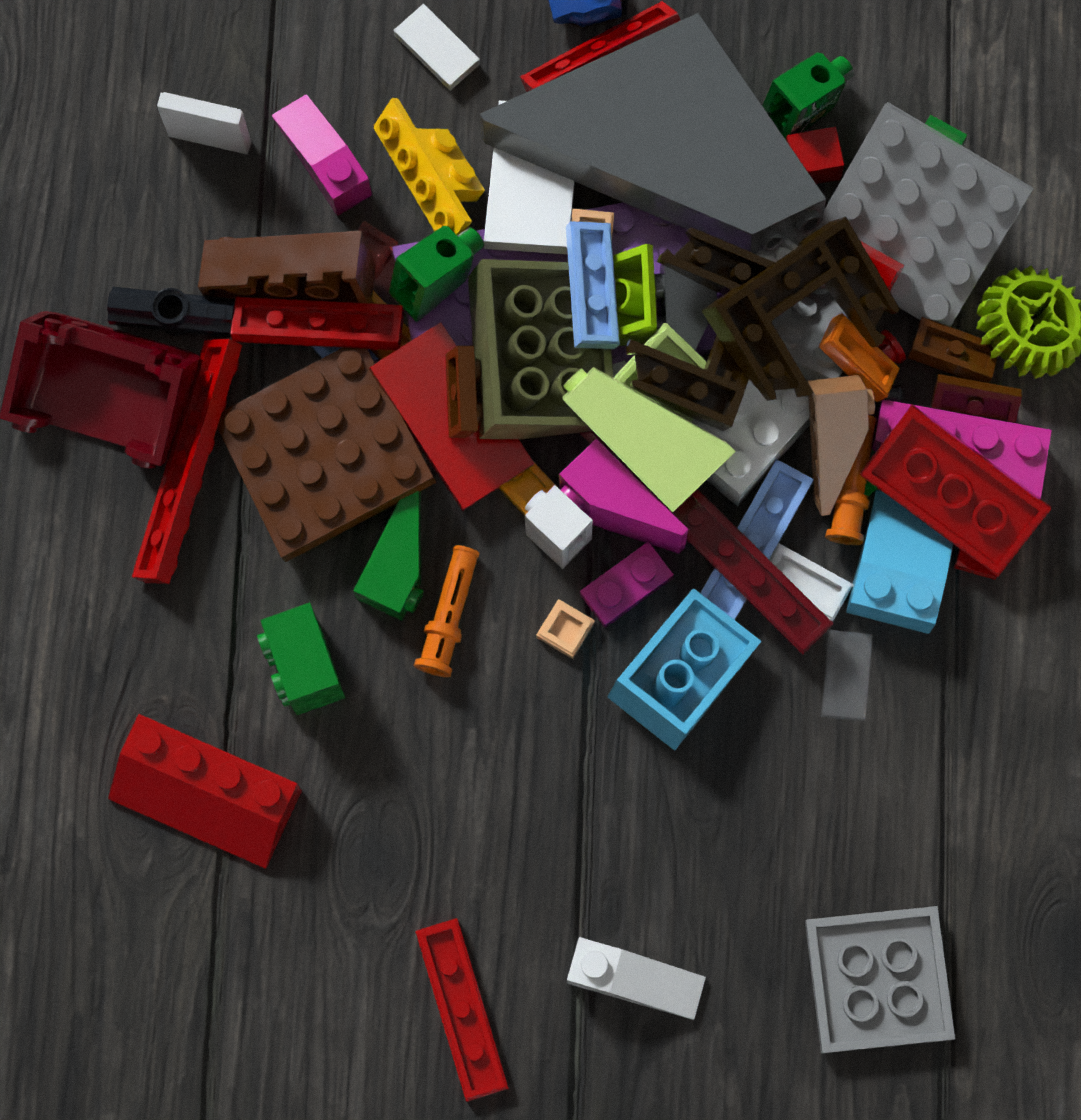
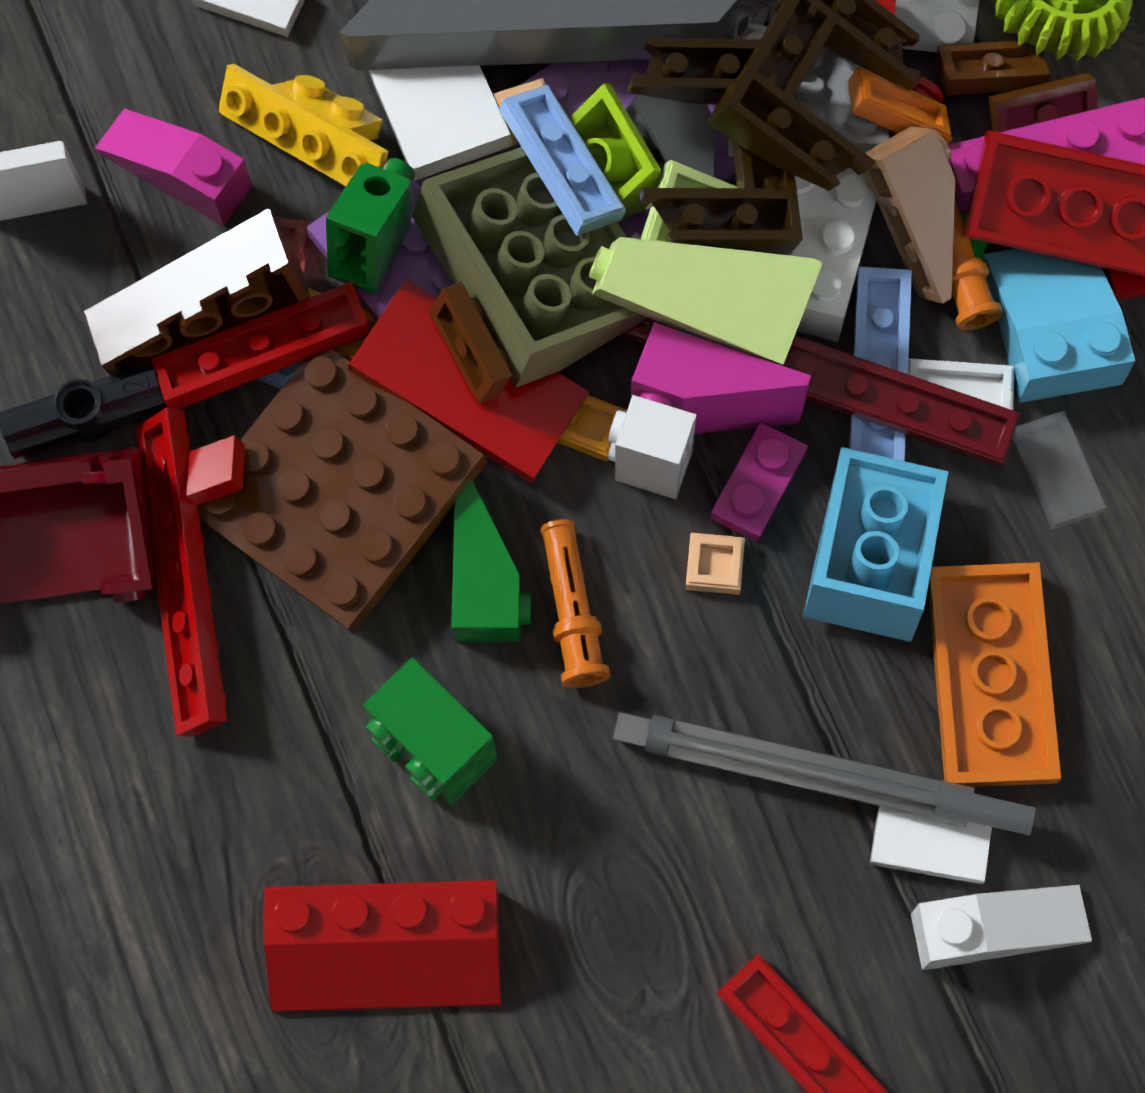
camera: 25 degrees left, 5 degrees down
(243, 400) = (215, 470): none -> tile
(563, 814) = (821, 773): none -> dark grey piece
(615, 900) = (930, 846): none -> white tile
(720, 801) = (993, 675): none -> orange plate

